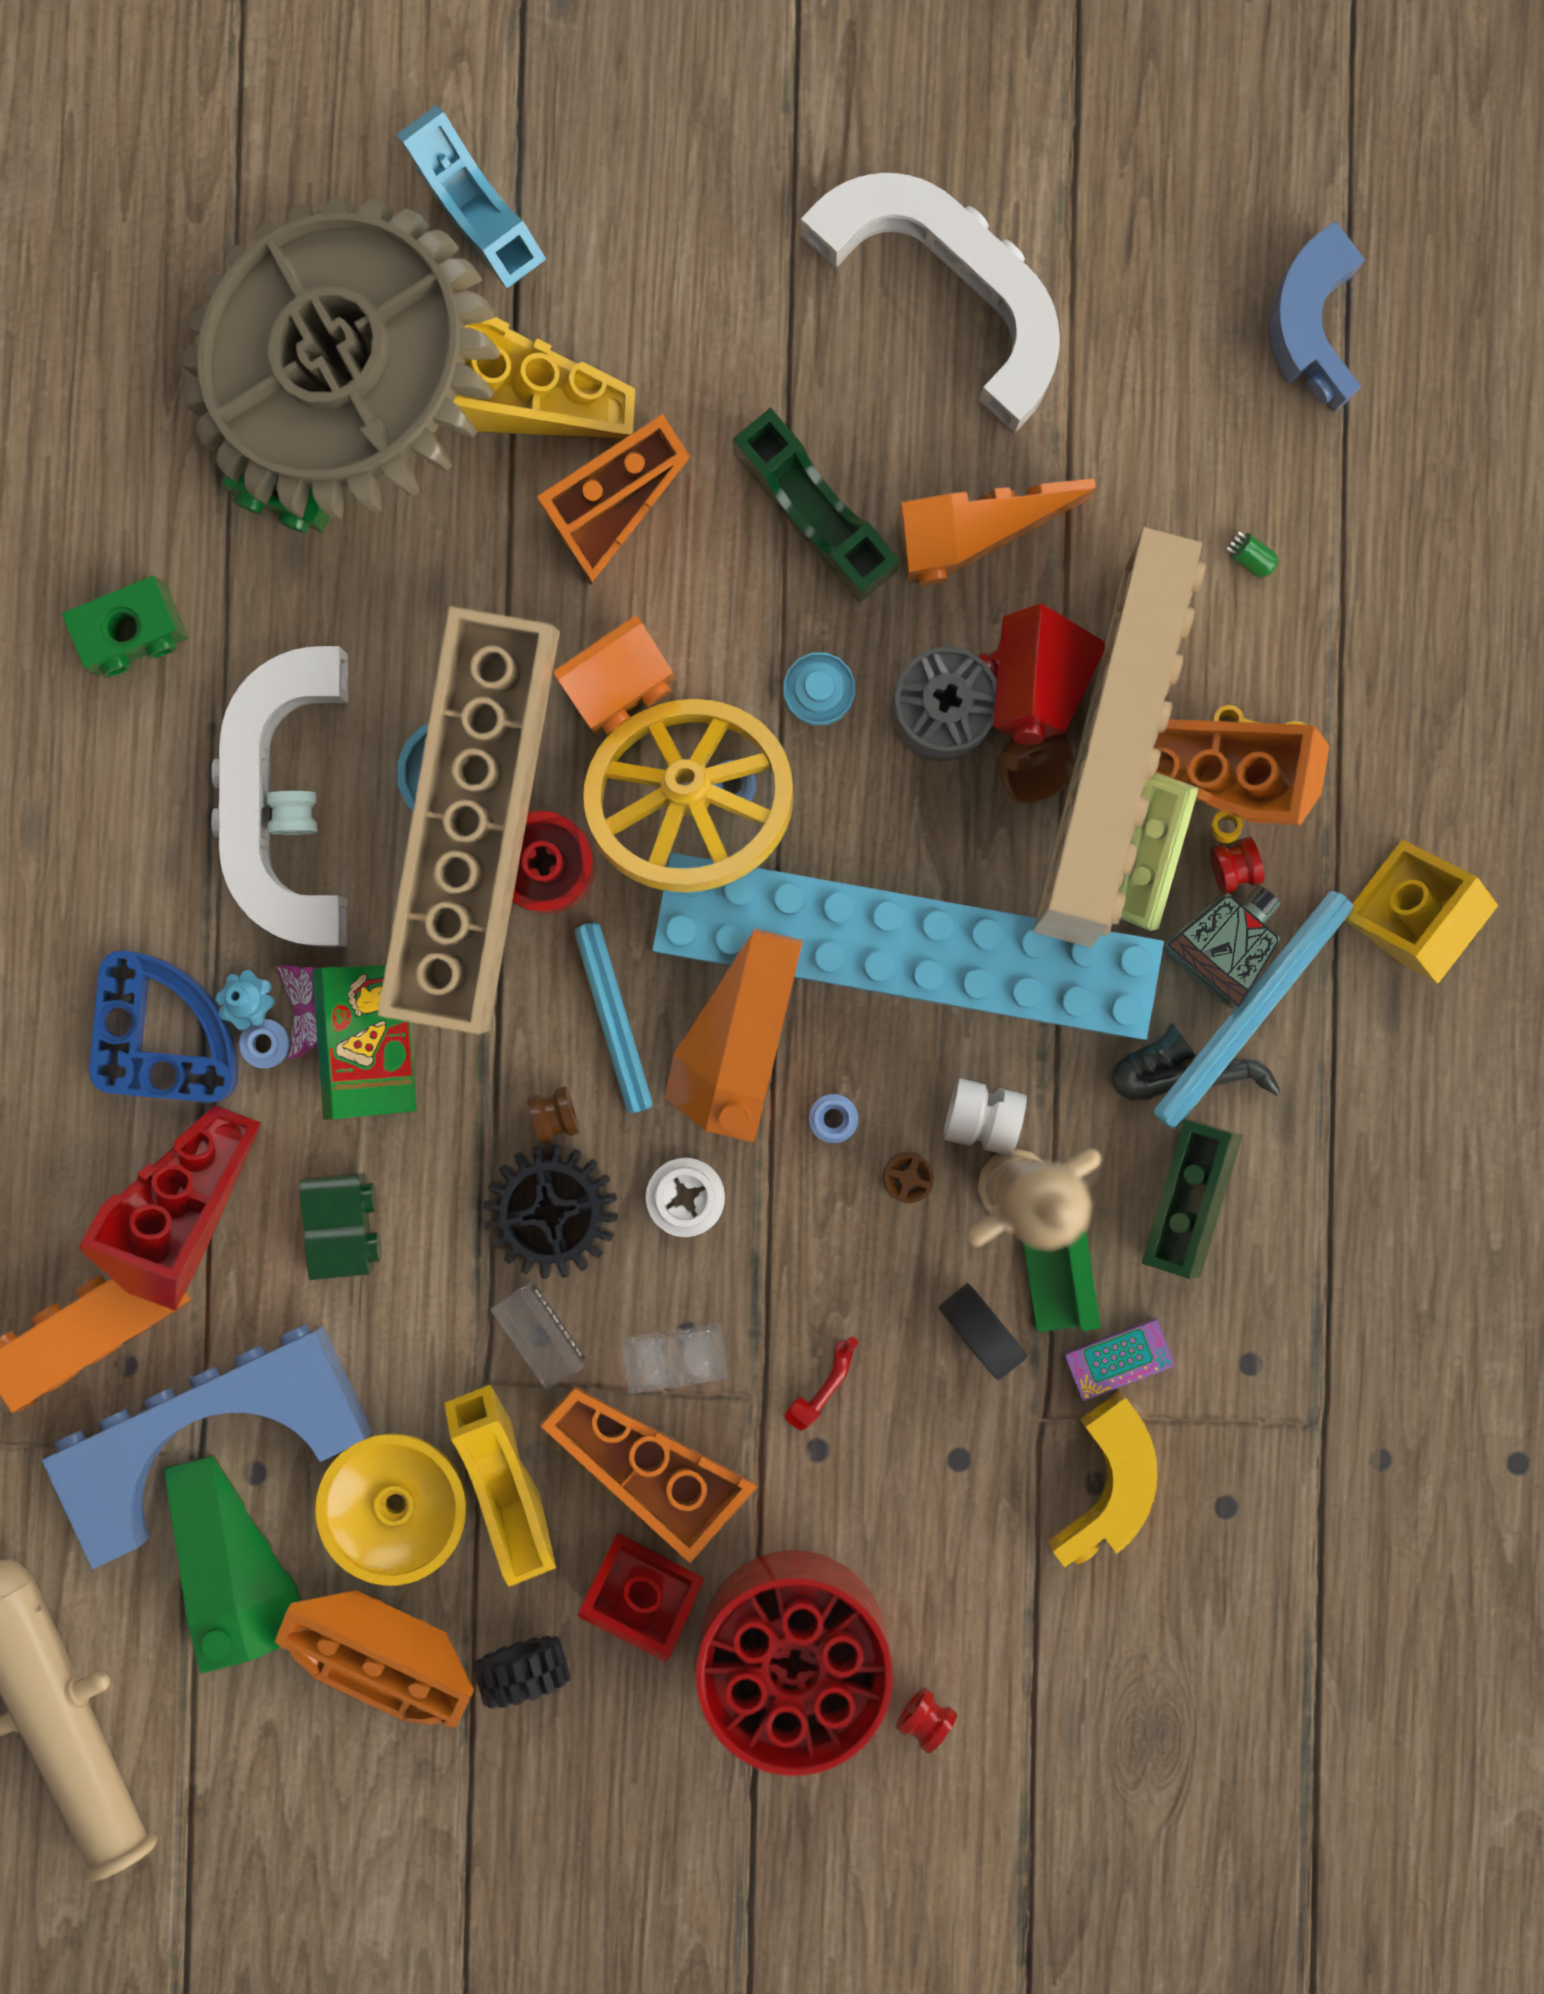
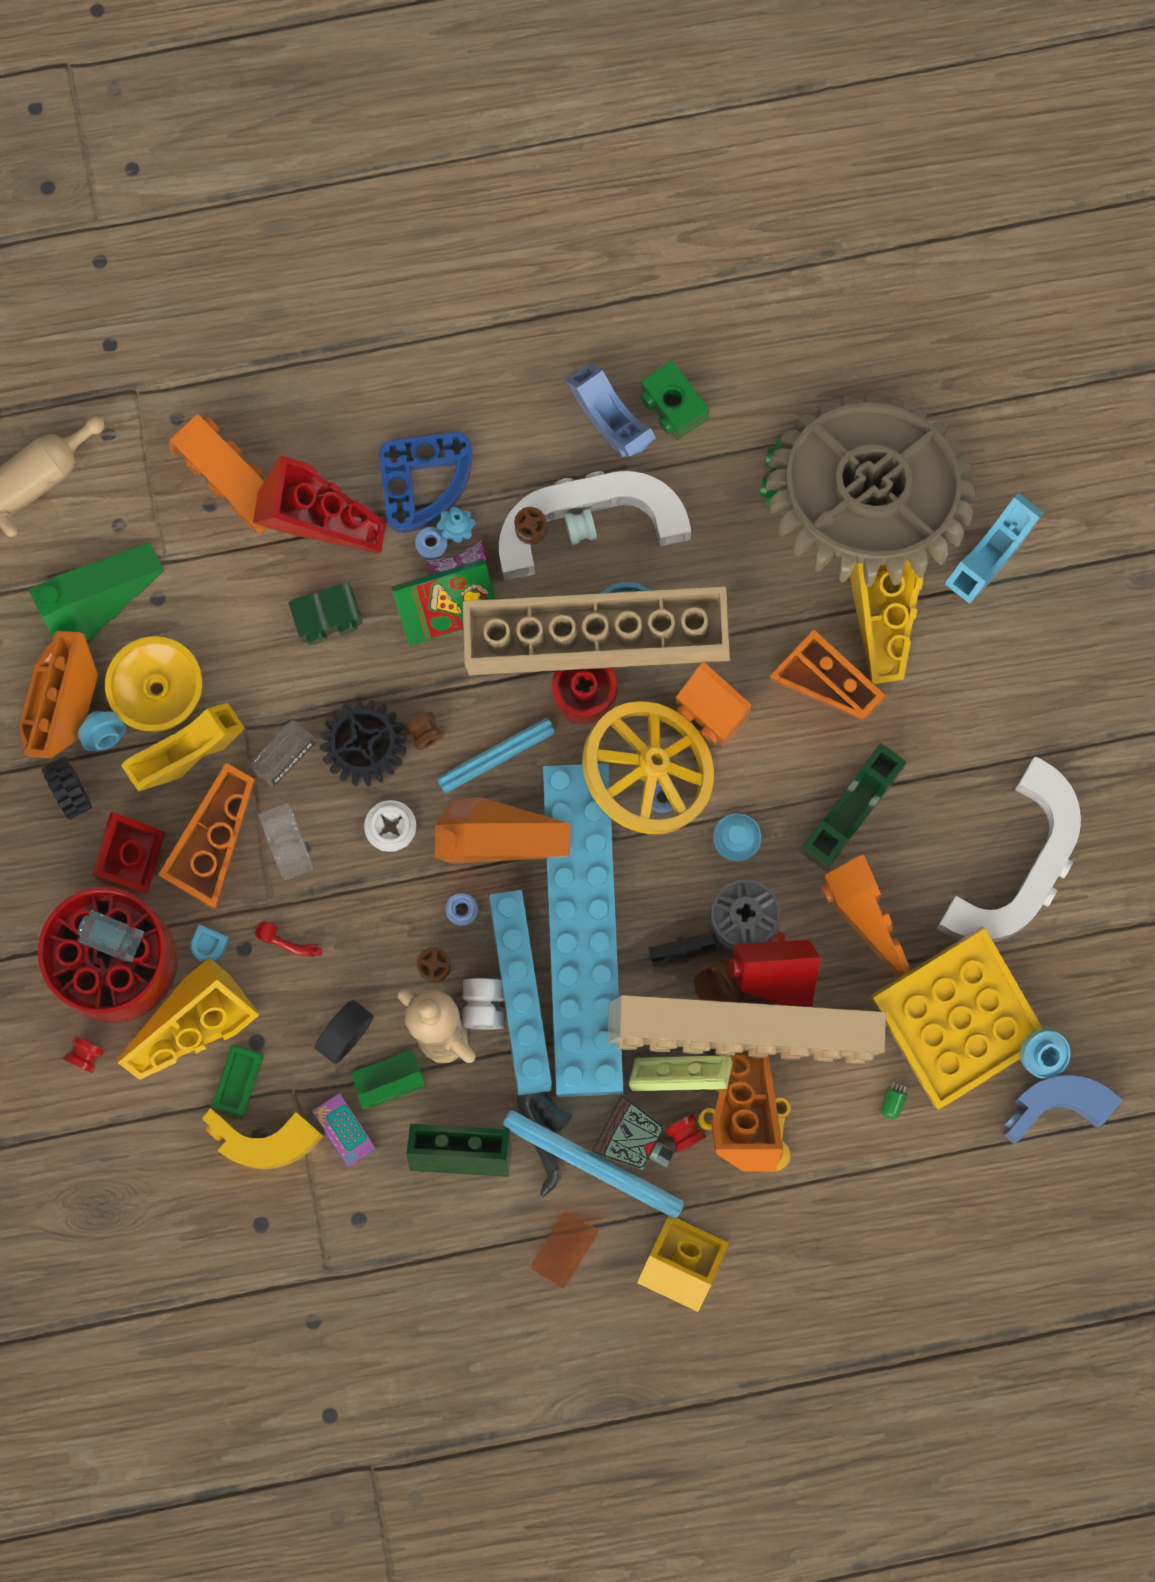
camera: 80 degrees right, 10 degrees down
(106, 1473) = (142, 507): medium blue arch -> none
(123, 730) = (607, 412): none -> medium blue arch
(266, 886) = (529, 518): none -> reddish brown wheel
(444, 1602) = (101, 731): none -> medium azure plate
(786, 1666) = (109, 936): none -> clear light blue brick
(800, 1503) = (208, 944): none -> medium azure tile
(900, 1541) = (195, 1014): none -> yellow wedge
(966, 807) = (682, 949): none -> black pin
(983, 1059) = (520, 992): none -> medium azure arch
(1012, 1500) = (237, 1081): none -> green tile
(1162, 426) = (958, 1017): none -> yellow plate
(1243, 315) = (1045, 1053): none -> medium azure plate
(1363, 1075) = (564, 1249): none -> clear orange panel

